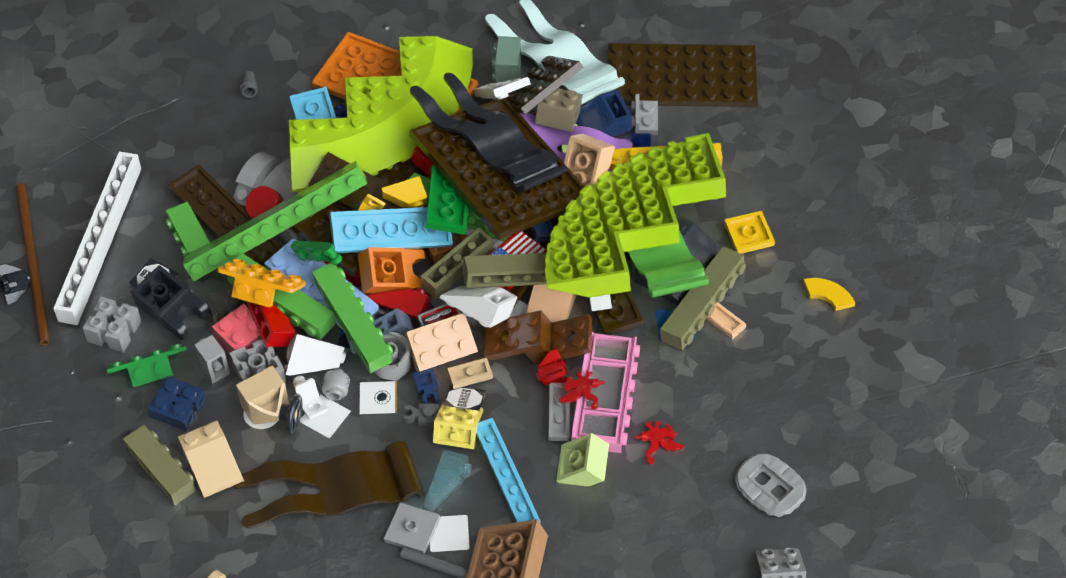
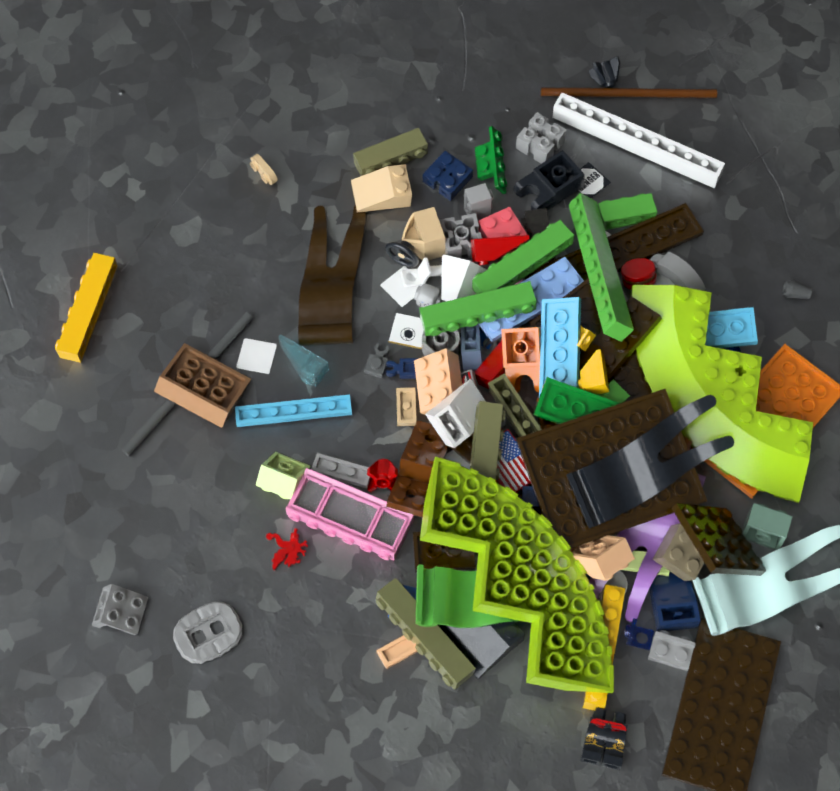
camera: 105 degrees right, 10 degrees up
(258, 284) = (531, 237): light orange bracket -> none
(316, 251) = (548, 287): green plate -> none
(412, 528) = (267, 326): light grey plate -> none
(456, 426) = (358, 384): light yellow bracket -> none
(464, 398) = (380, 396): sticker -> none
(500, 89) = (721, 500): white wing -> none
(581, 385) = (352, 490): red piece -> none
(746, 145) = (608, 733): none -> black hips
(749, 232) = (493, 706): yellow plate -> none
(829, 292) = (400, 763): yellow tile -> none

